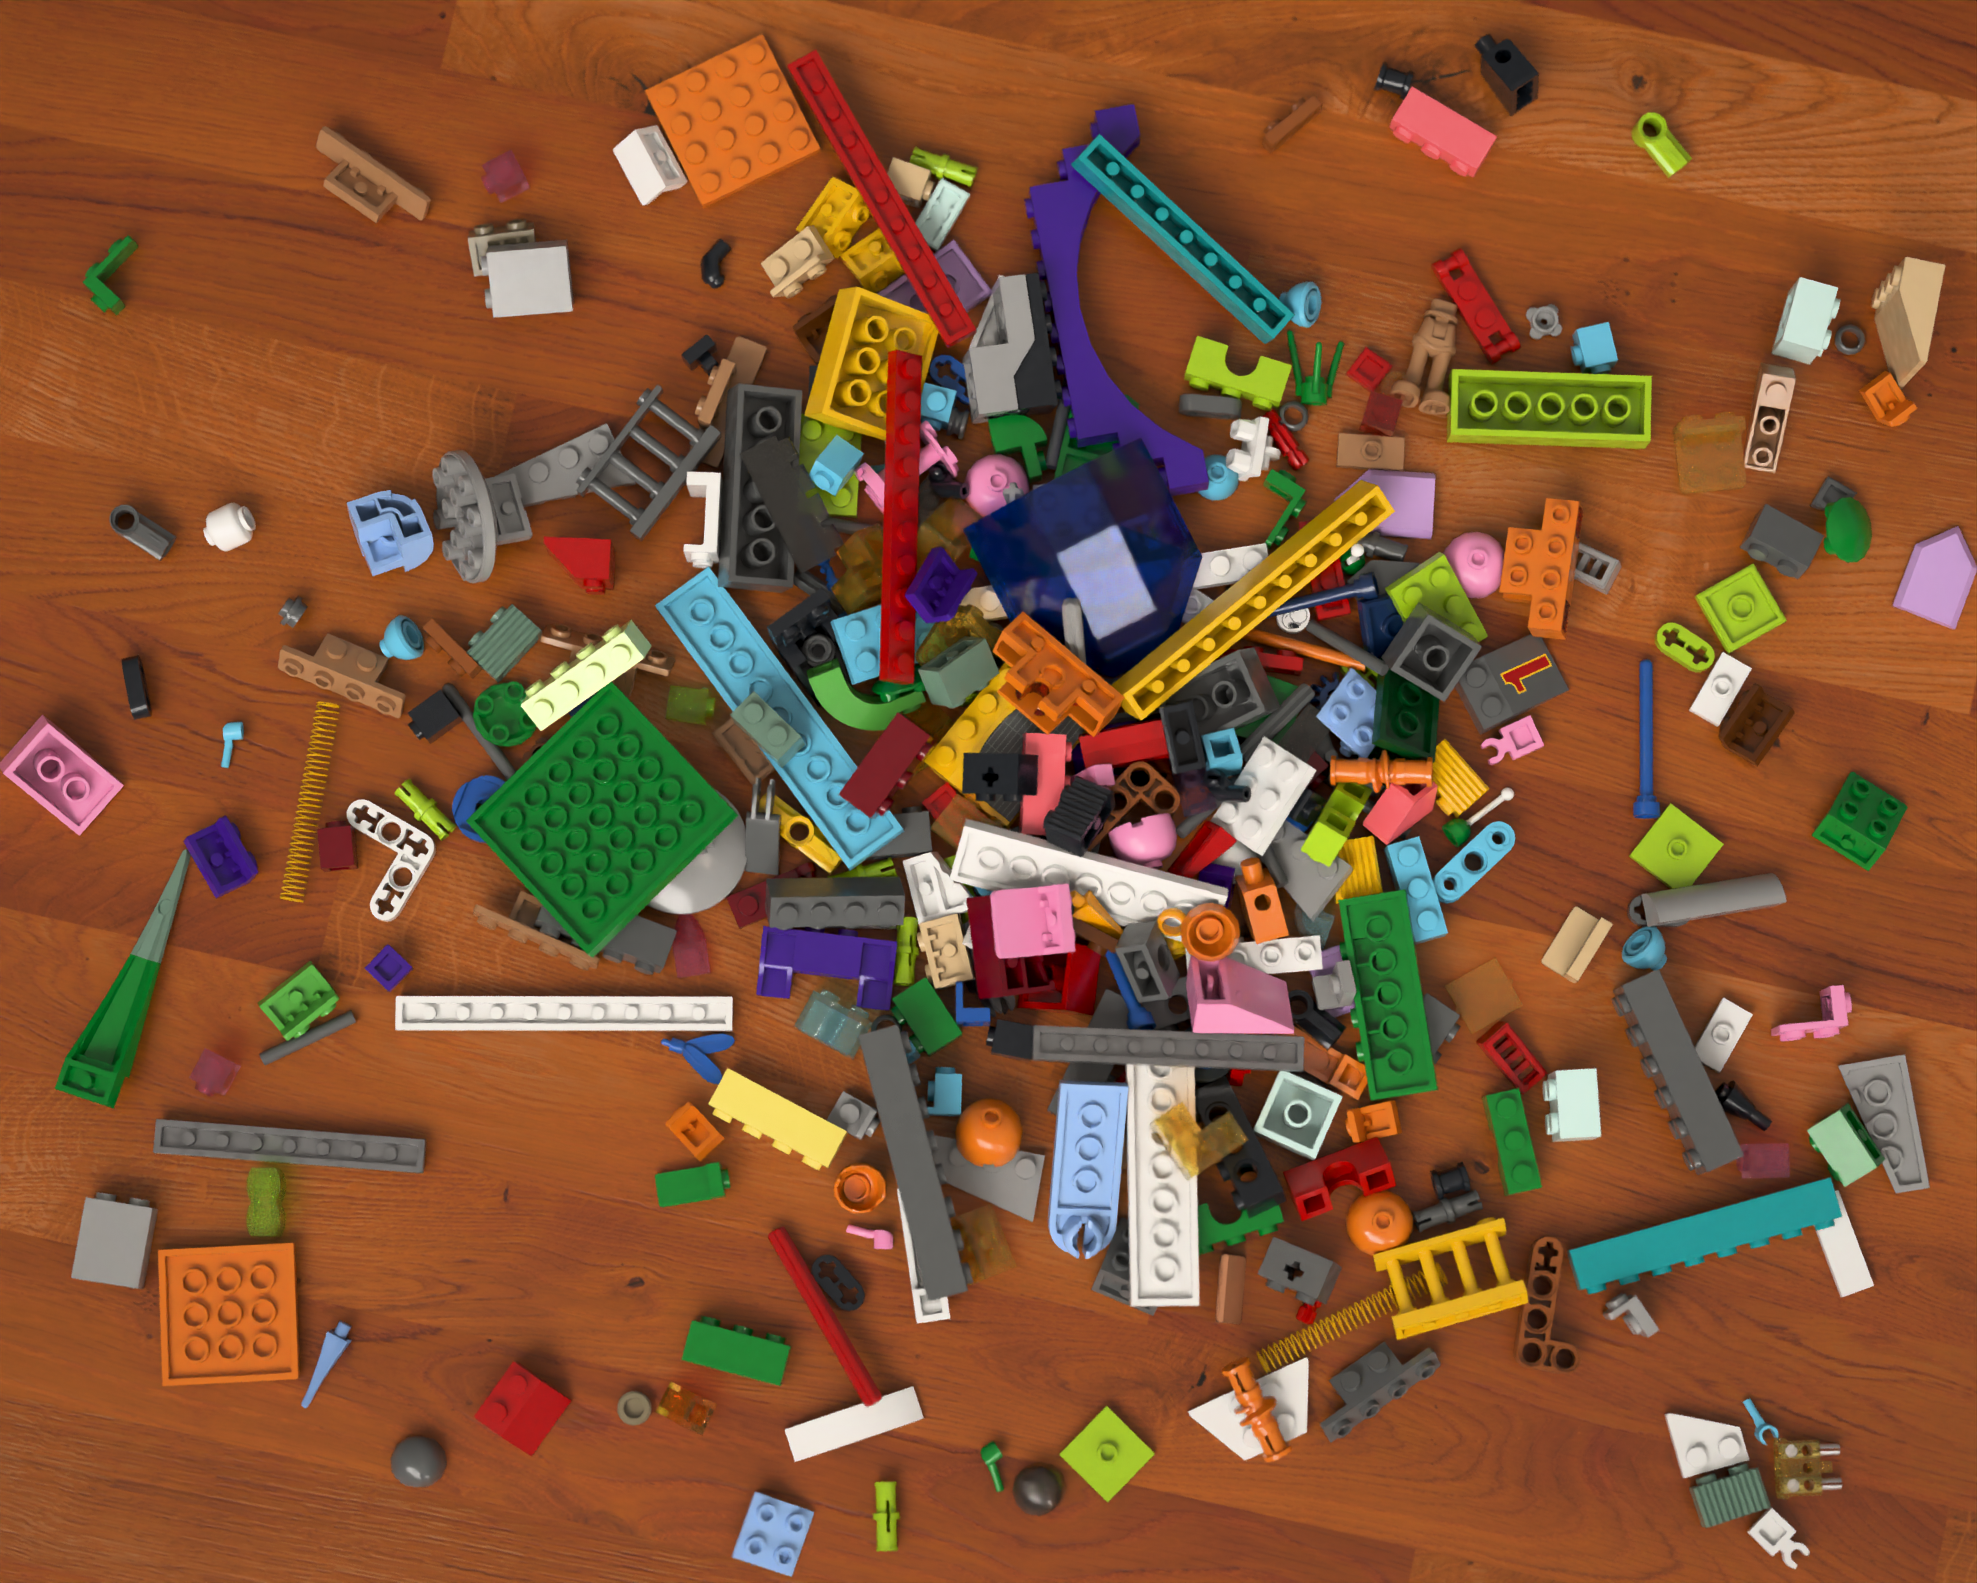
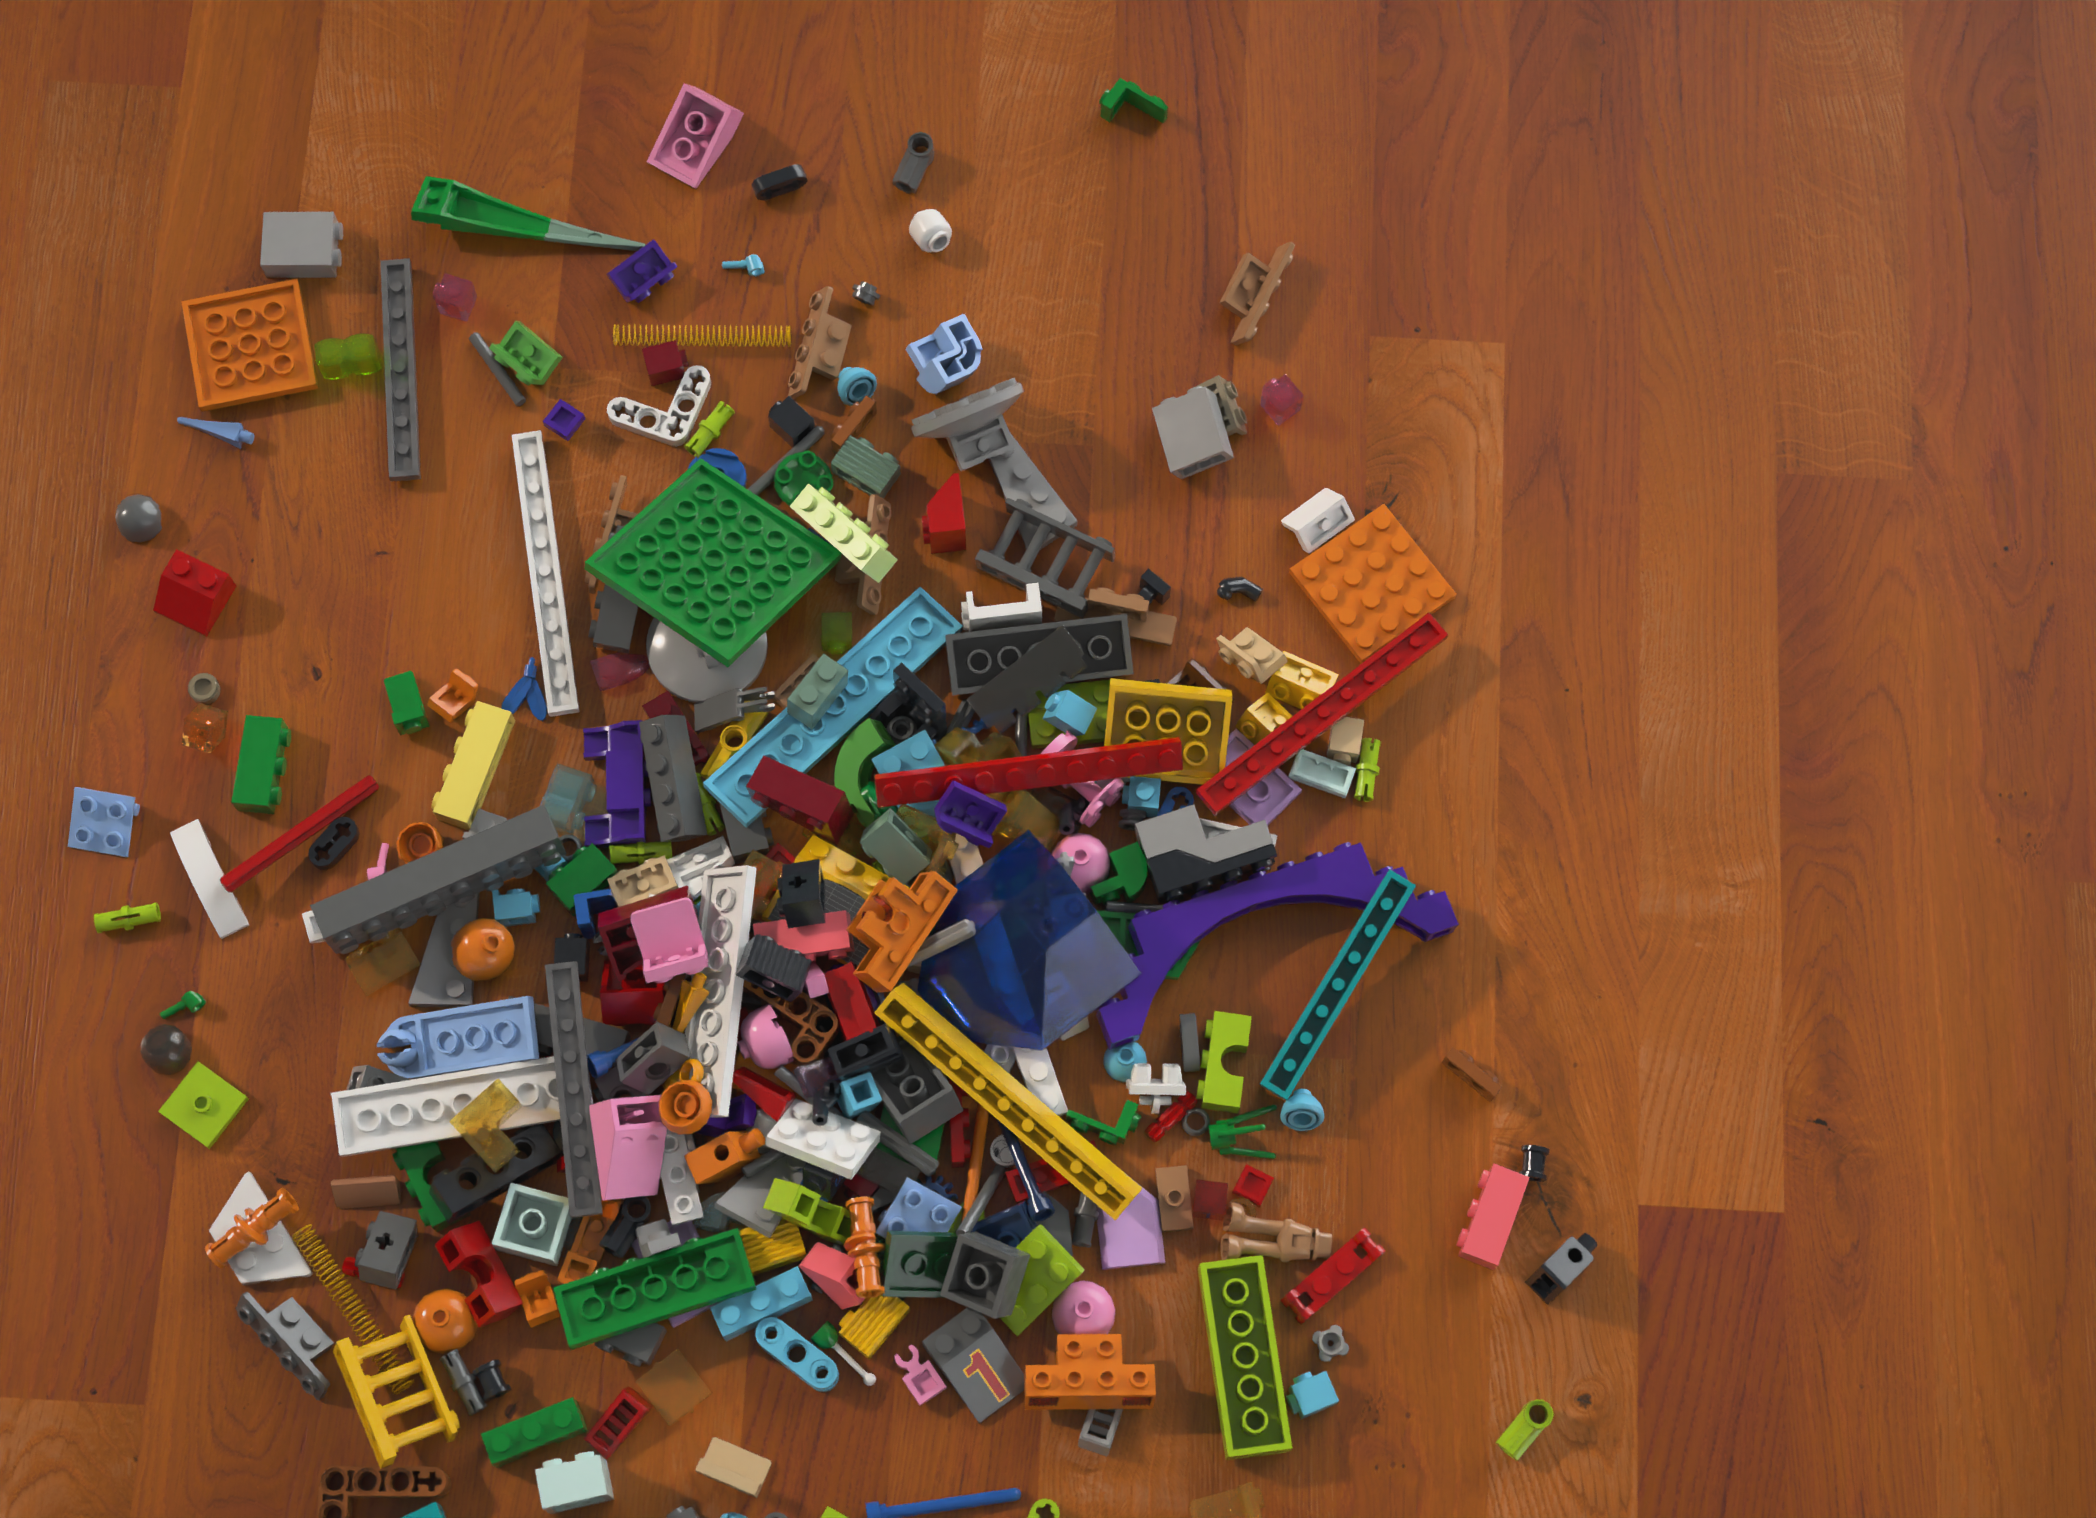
camera: 80 degrees right, 10 degrees down
(1353, 560) = (1070, 1193): green hinge -> none

